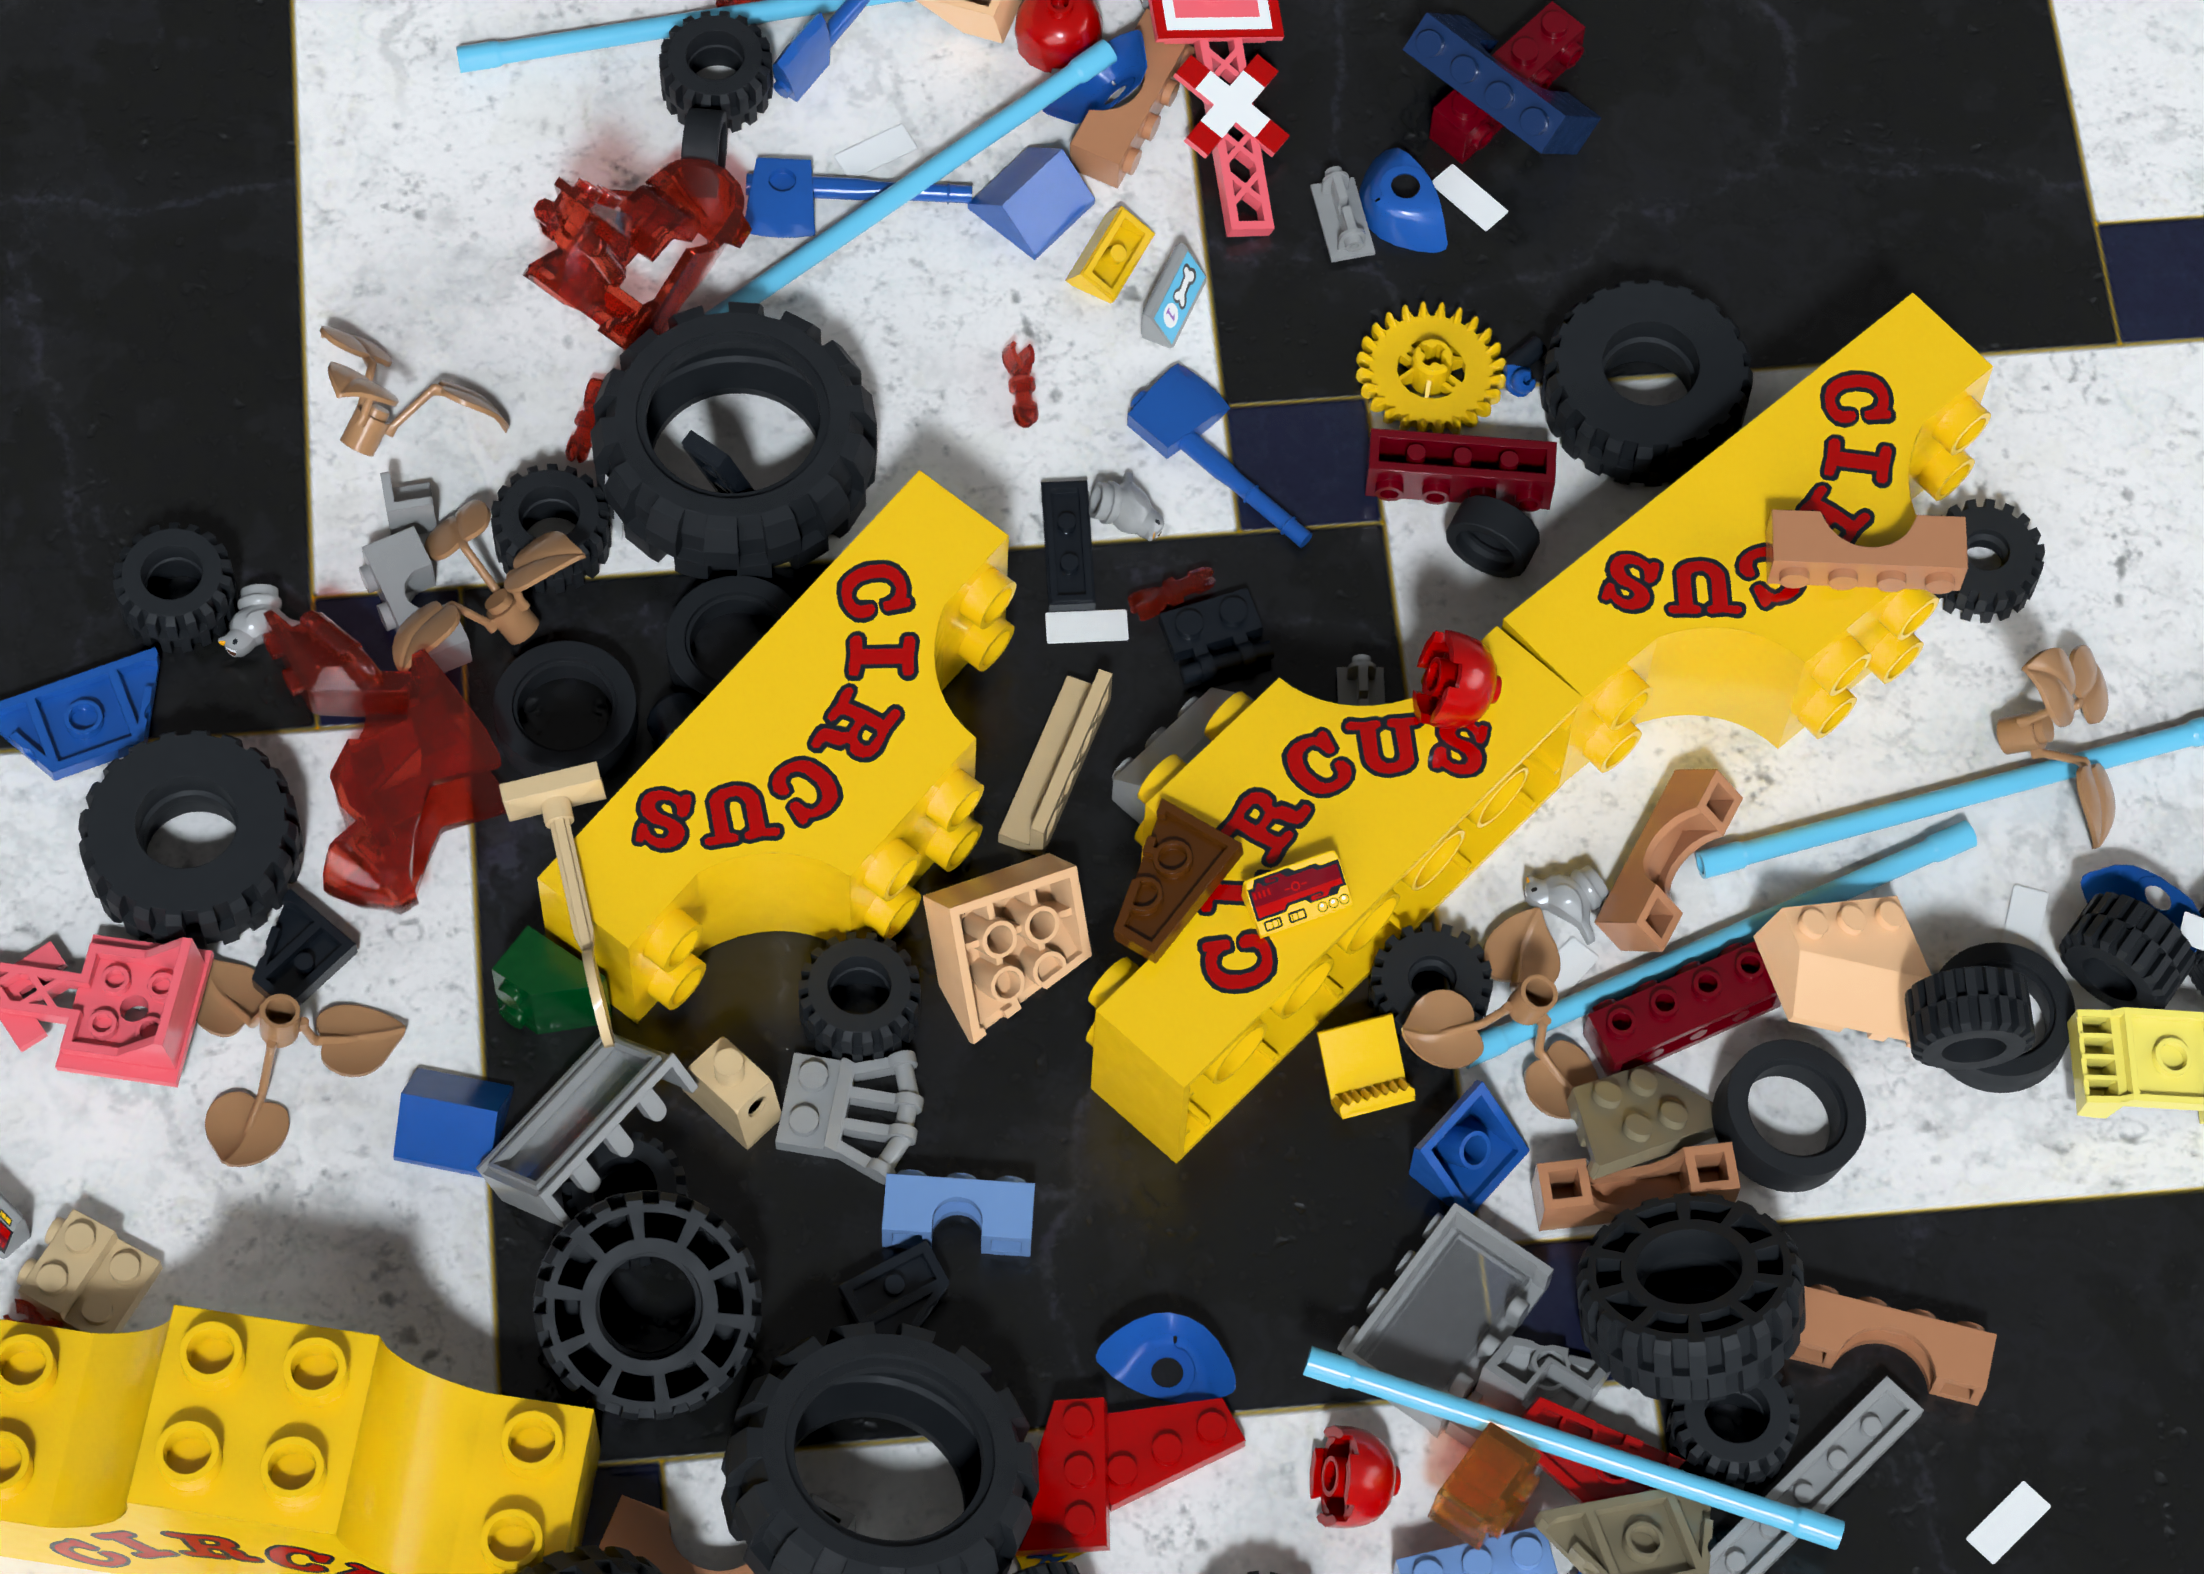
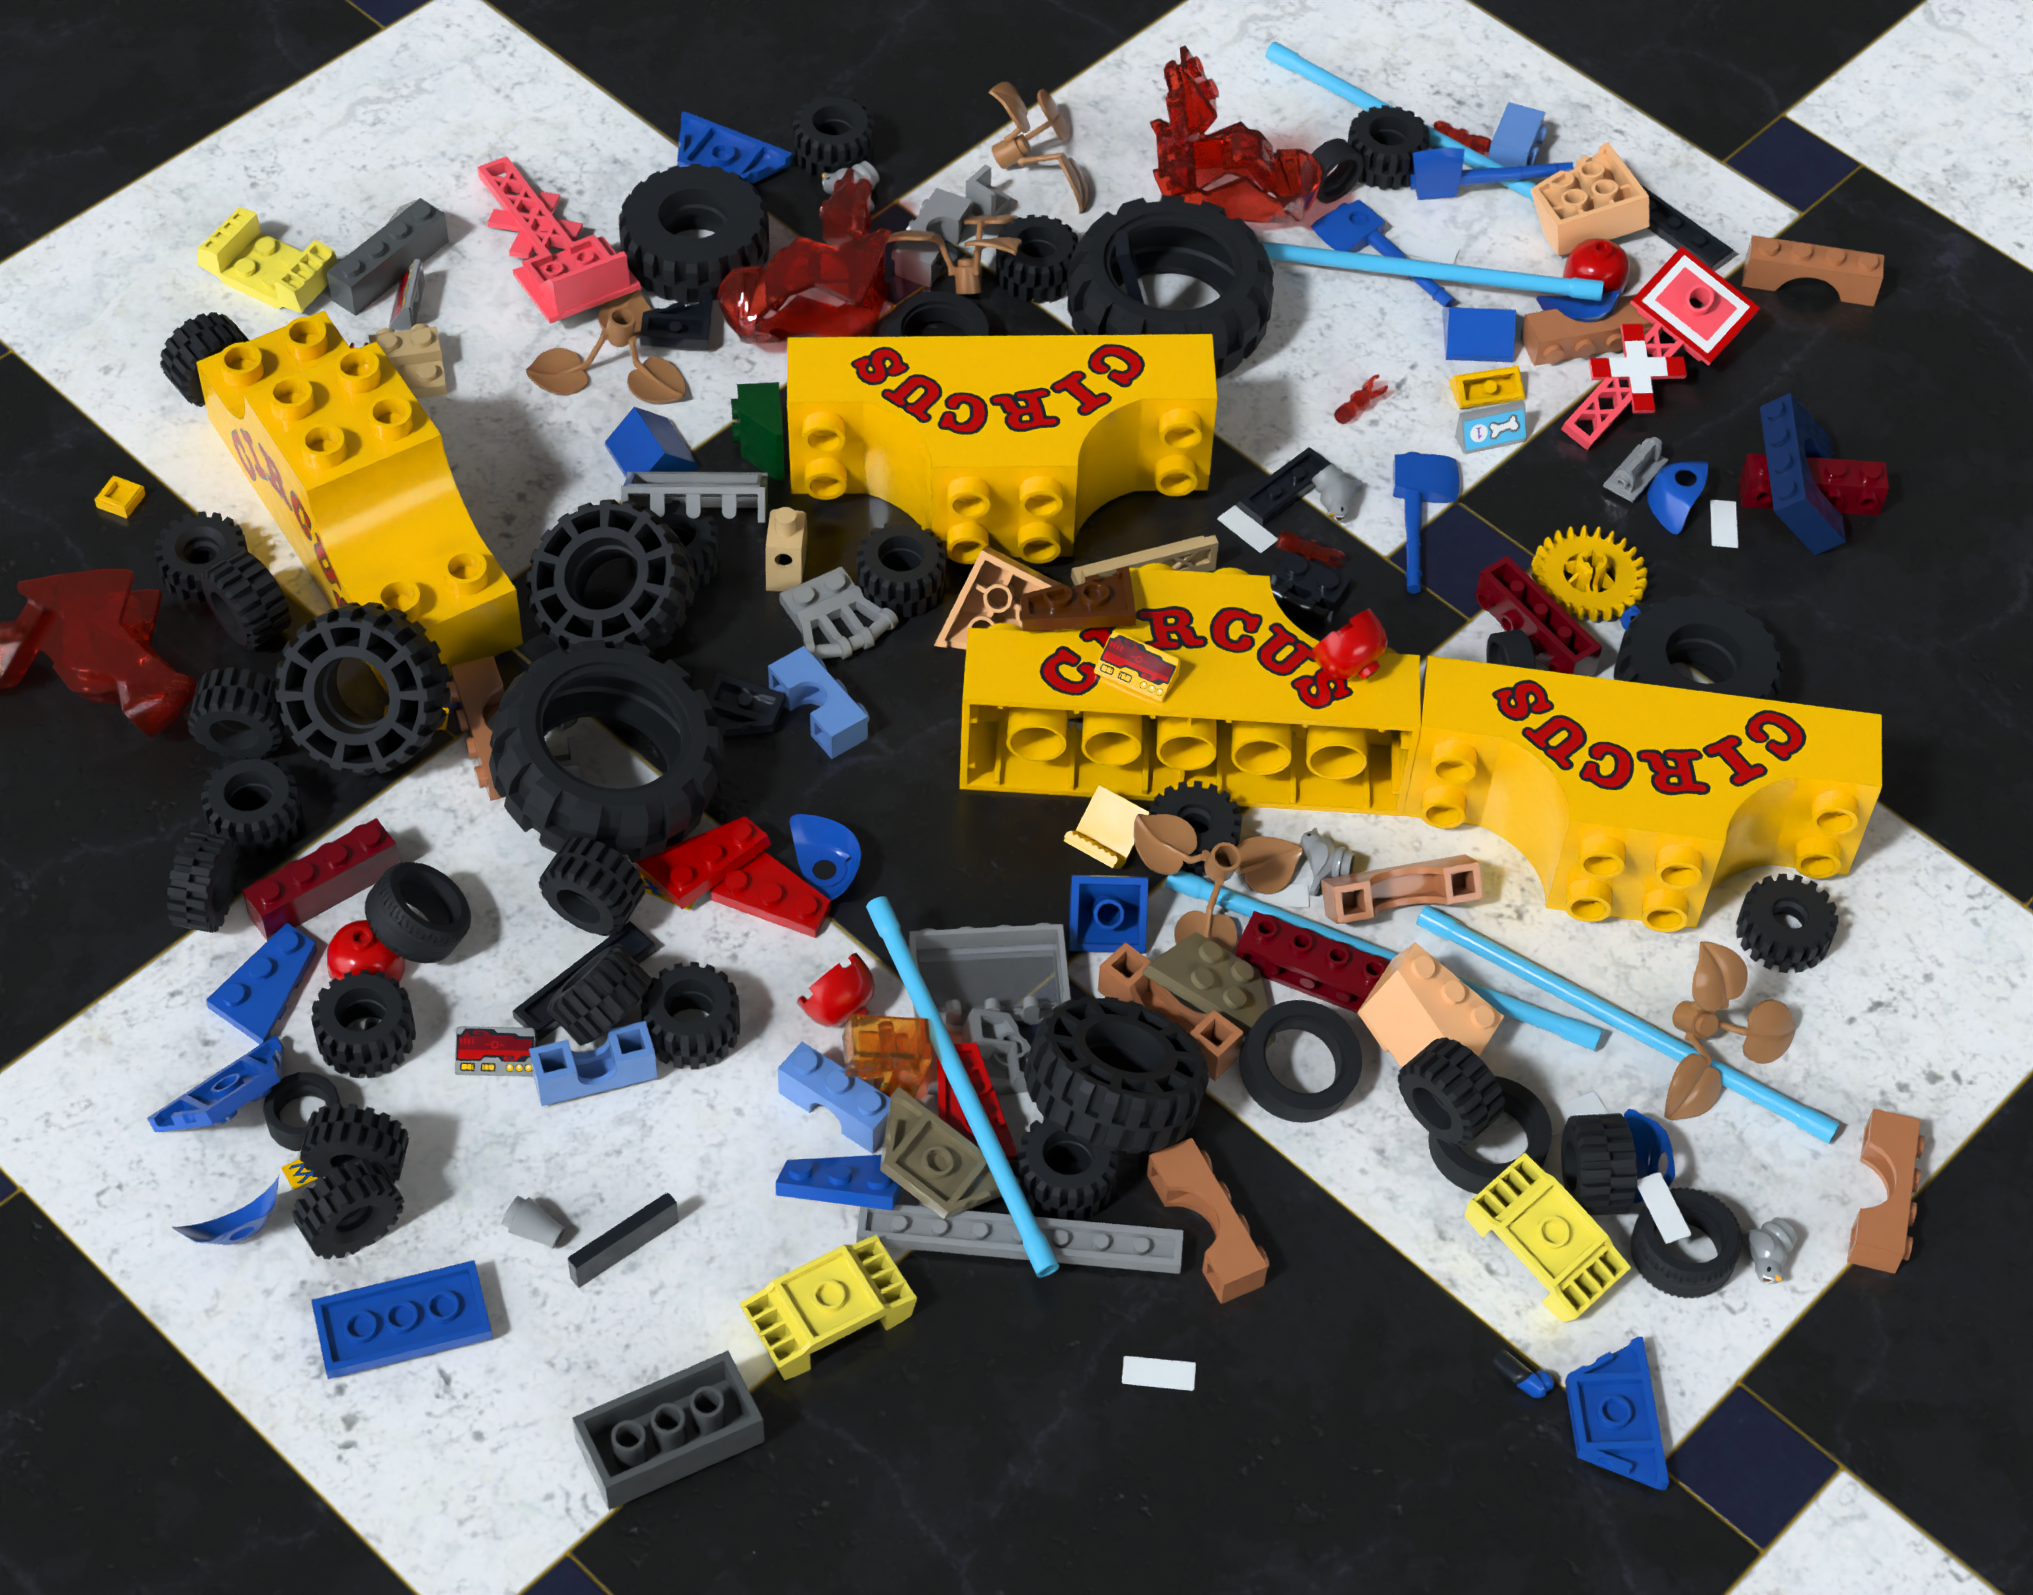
camera: 50 degrees right, 10 degrees down
(554, 797) = (748, 392): tan piece -> none
(1808, 552) = (1705, 826): nougat arch -> none

